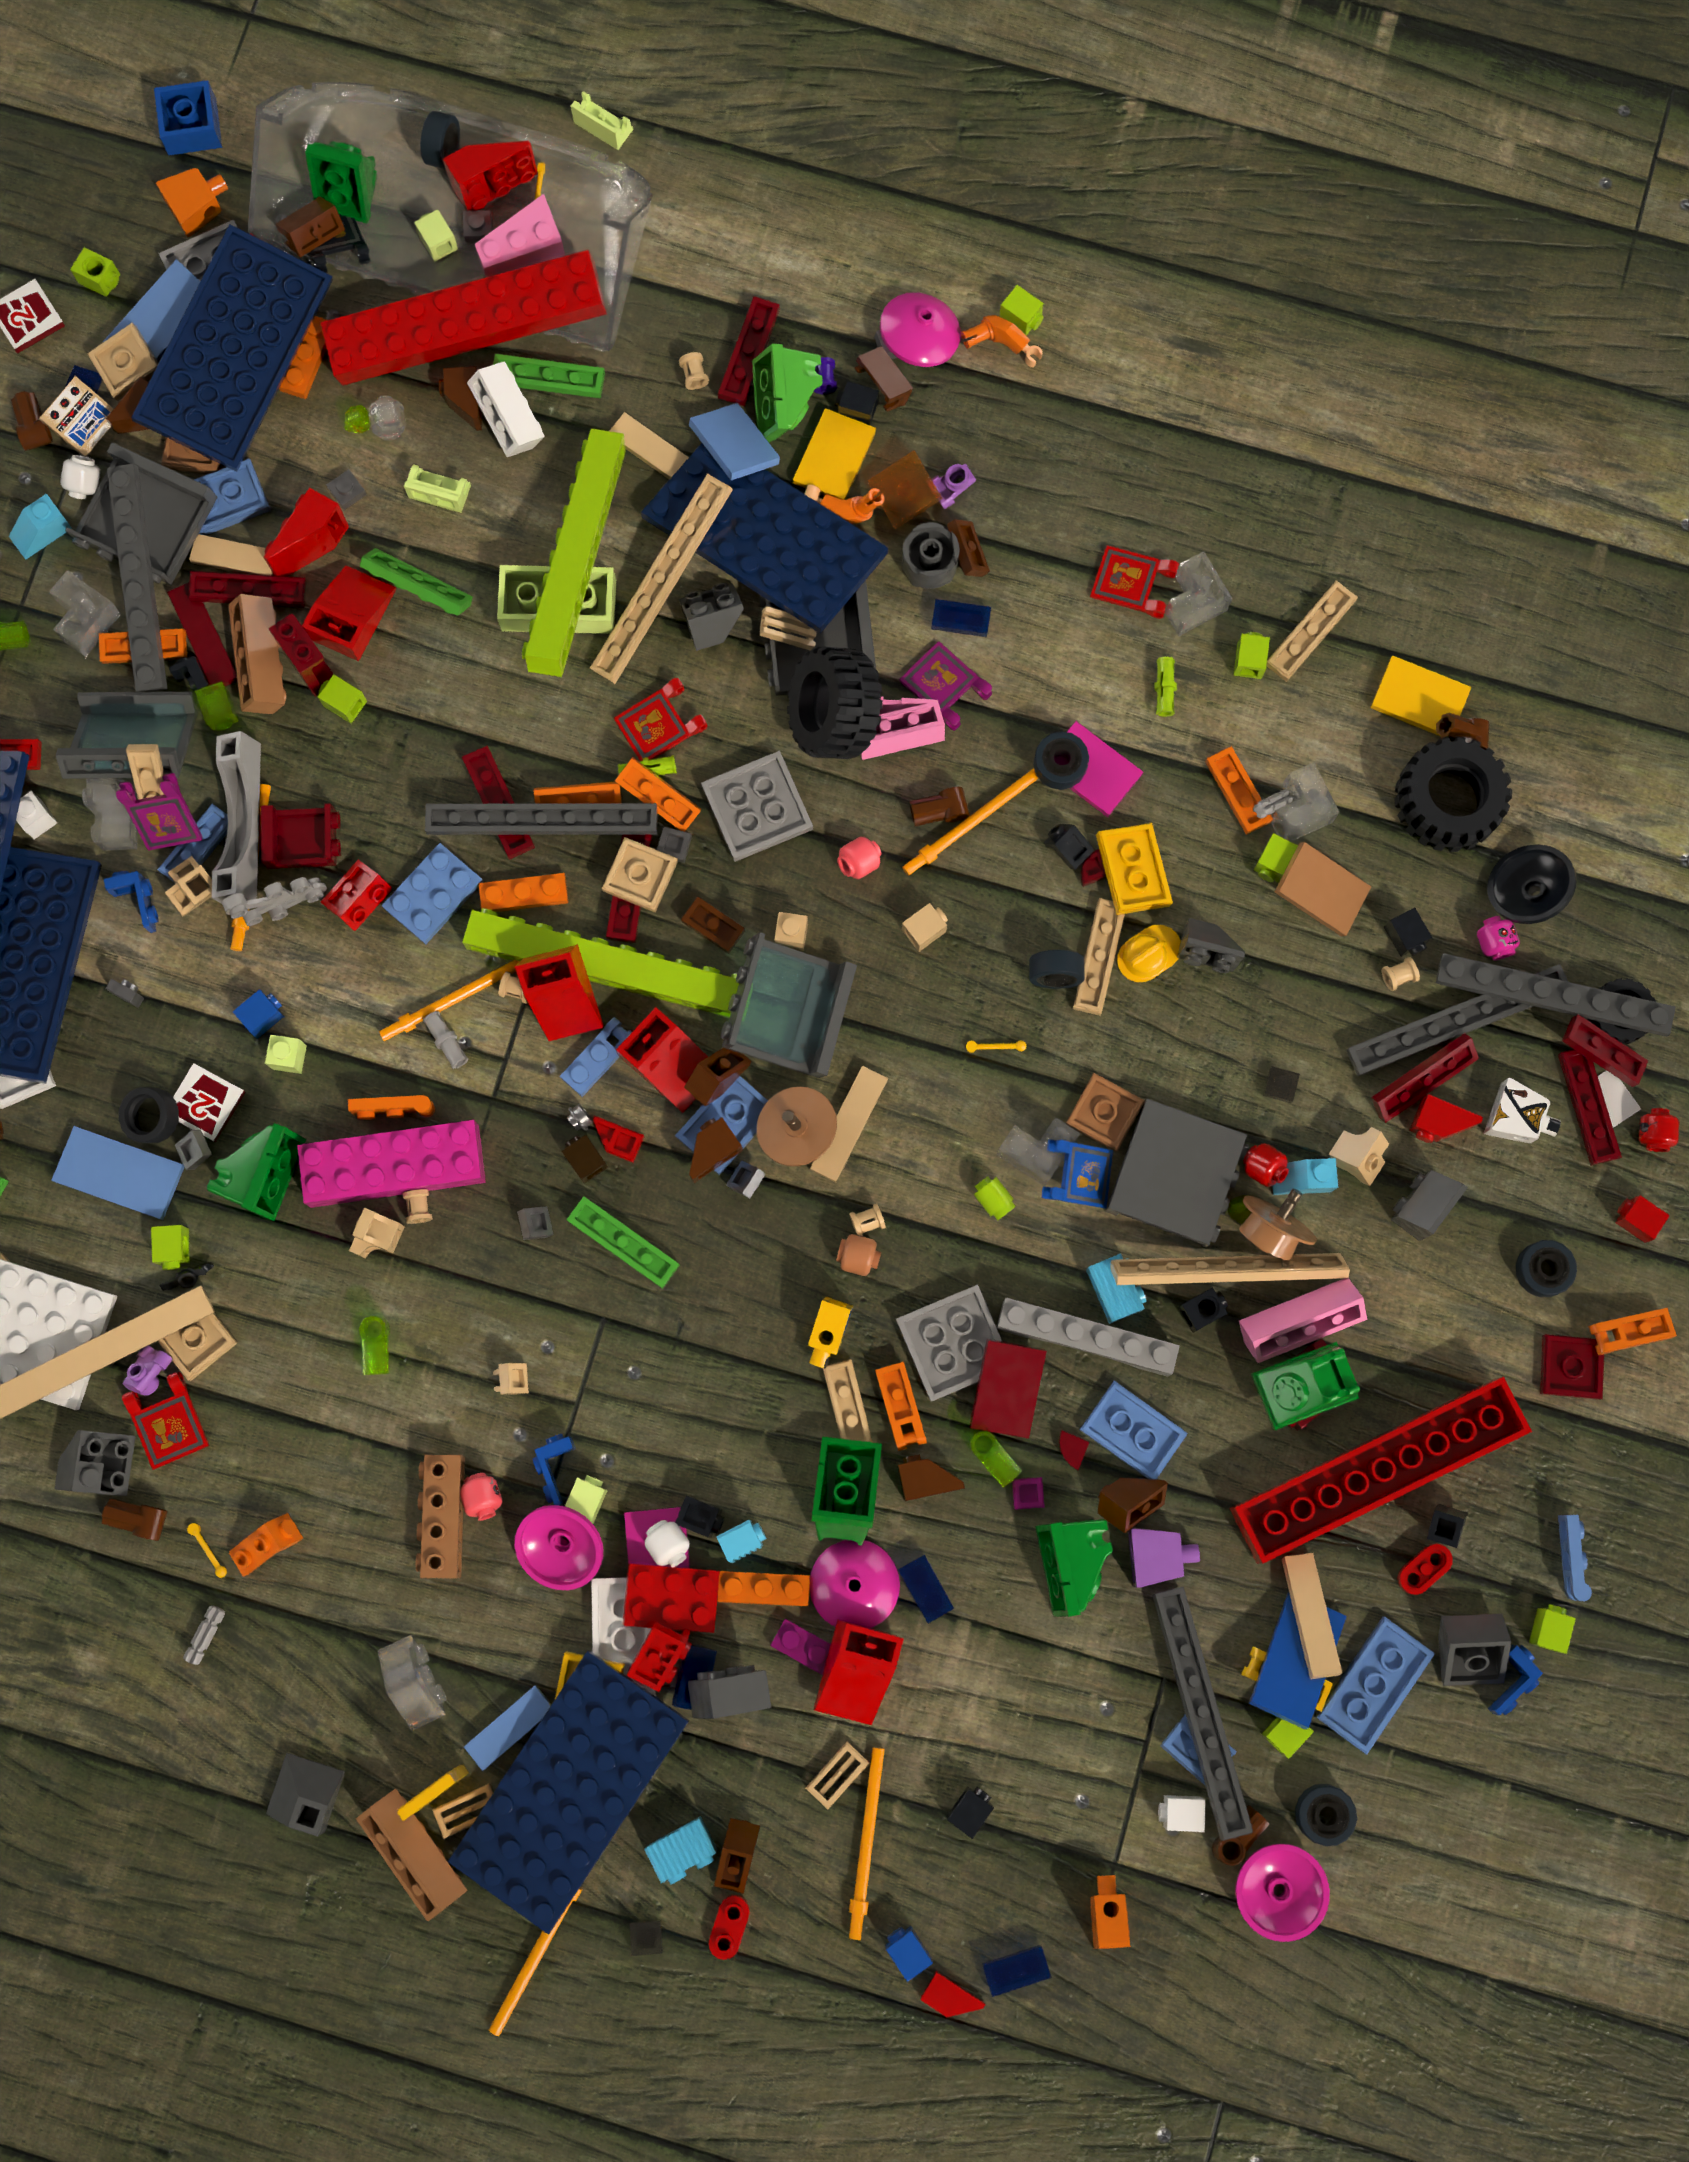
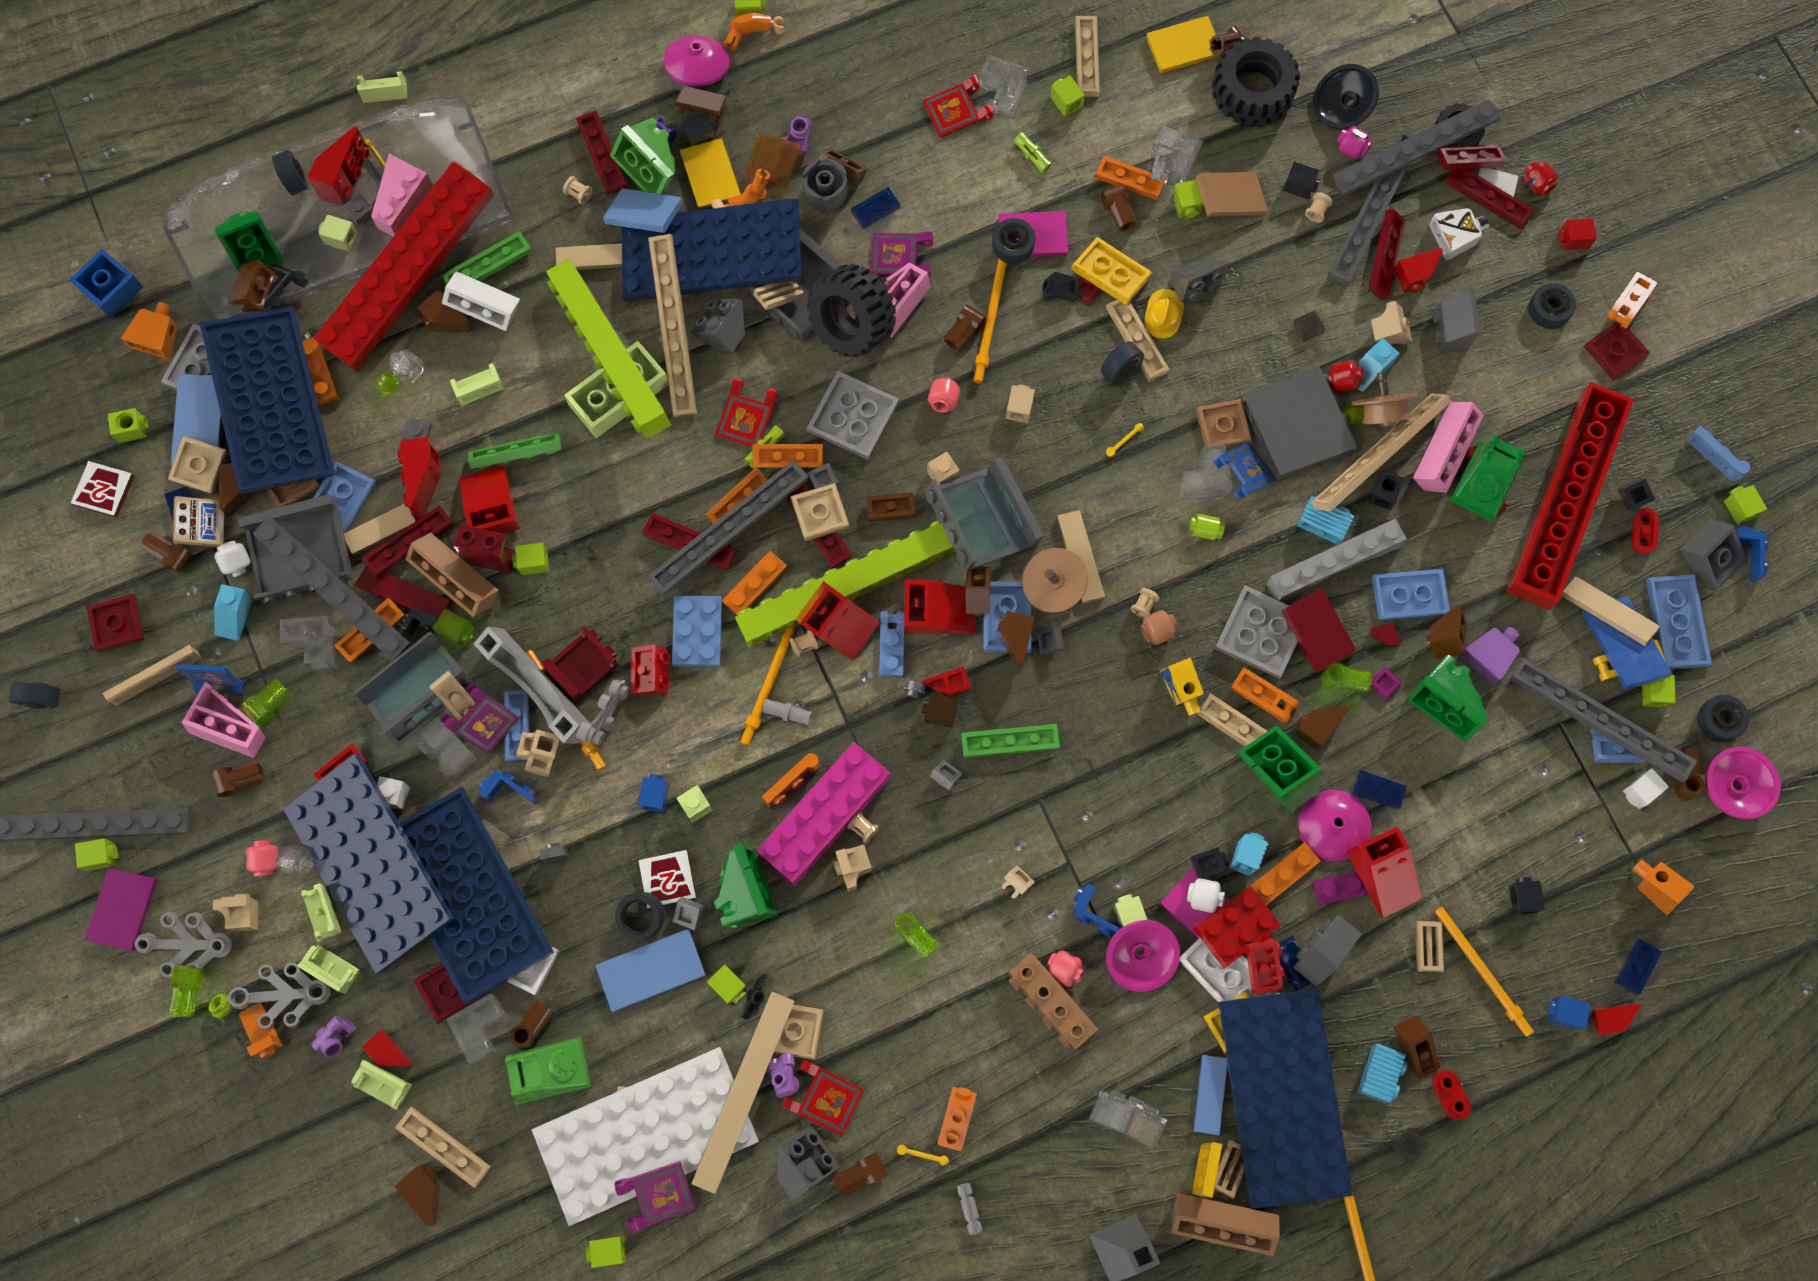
camera: 40 degrees left, 5 degrees down
(1202, 804) = (1117, 201): none -> reddish brown piece

